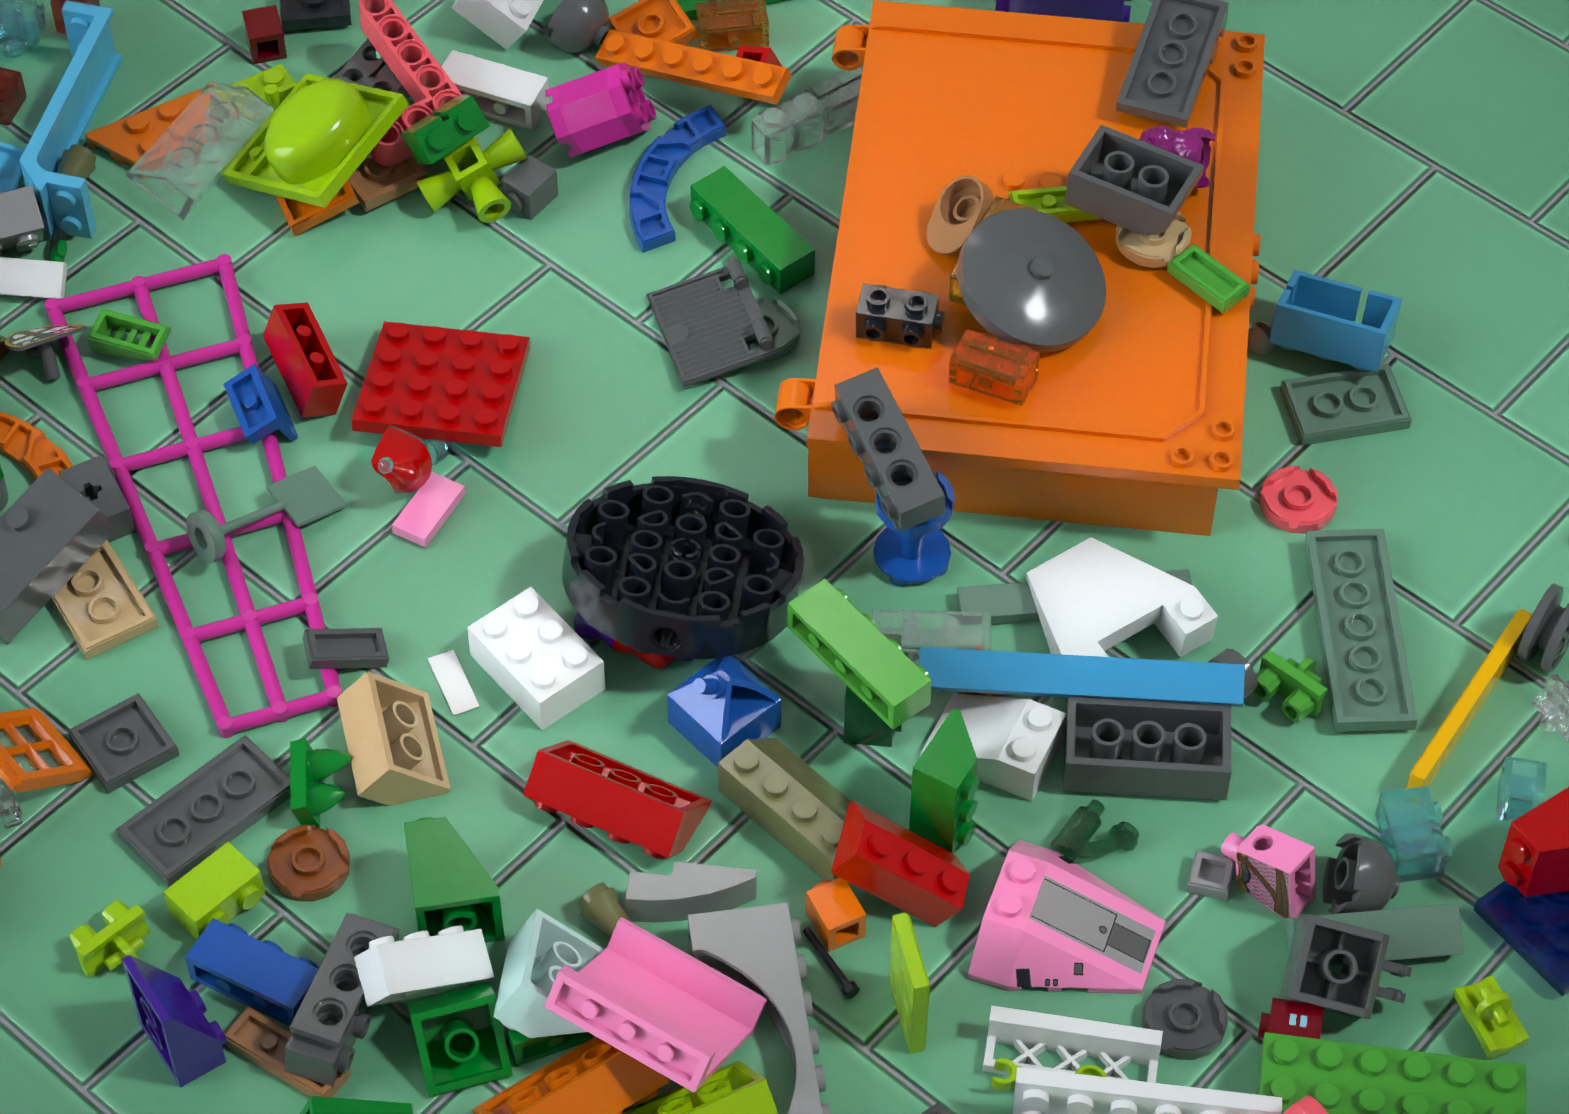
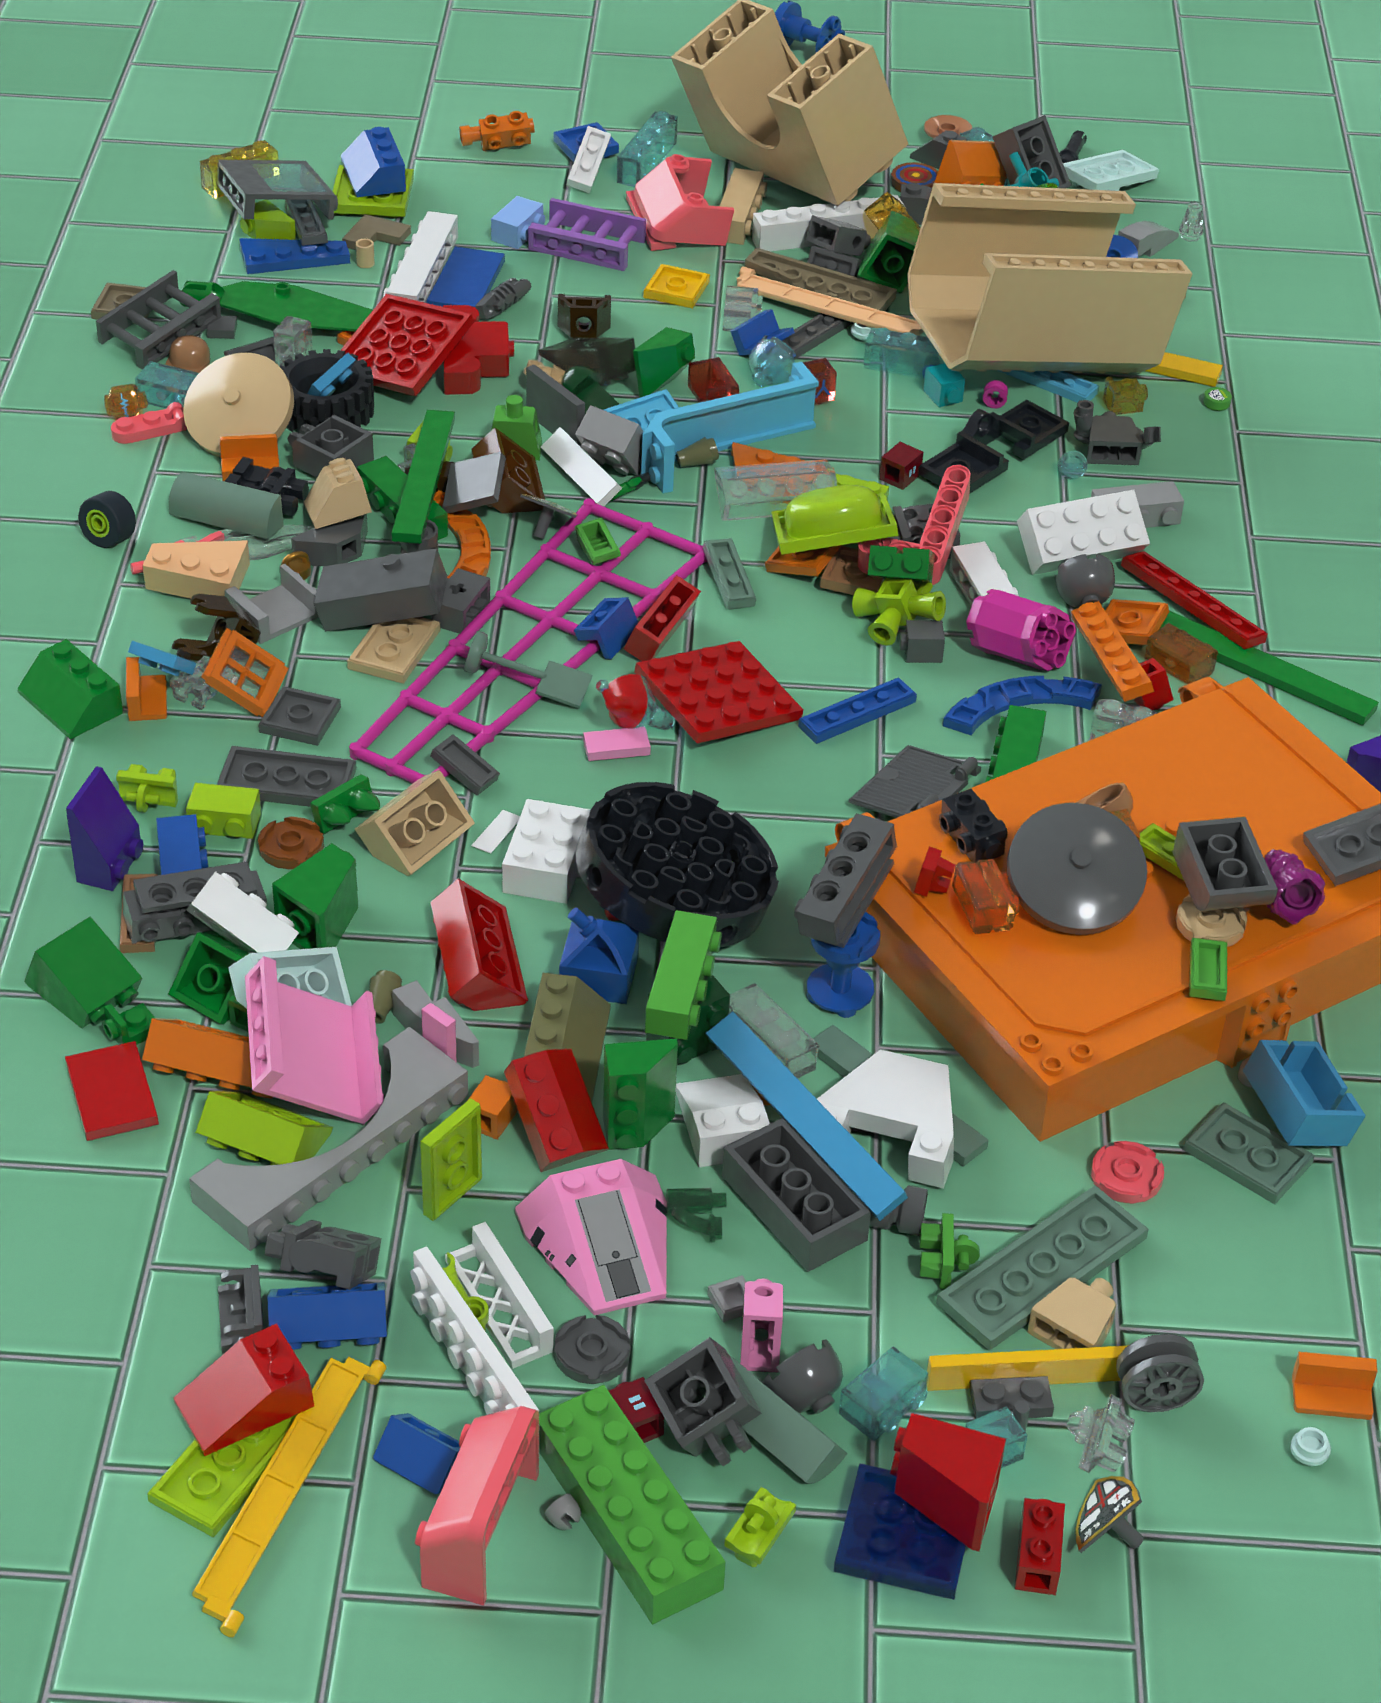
camera: 50 degrees right, 10 degrees down
(278, 265) = (729, 573): none -> sand green tile
(564, 299) = (857, 710): none -> blue tile
(726, 890) = (439, 1029): none -> bright pink tile
(931, 384) = (932, 871): none -> red tile
(1439, 644) = (1074, 1315): none -> tan torso
(1480, 748) = (1022, 1395): none -> dark grey plate

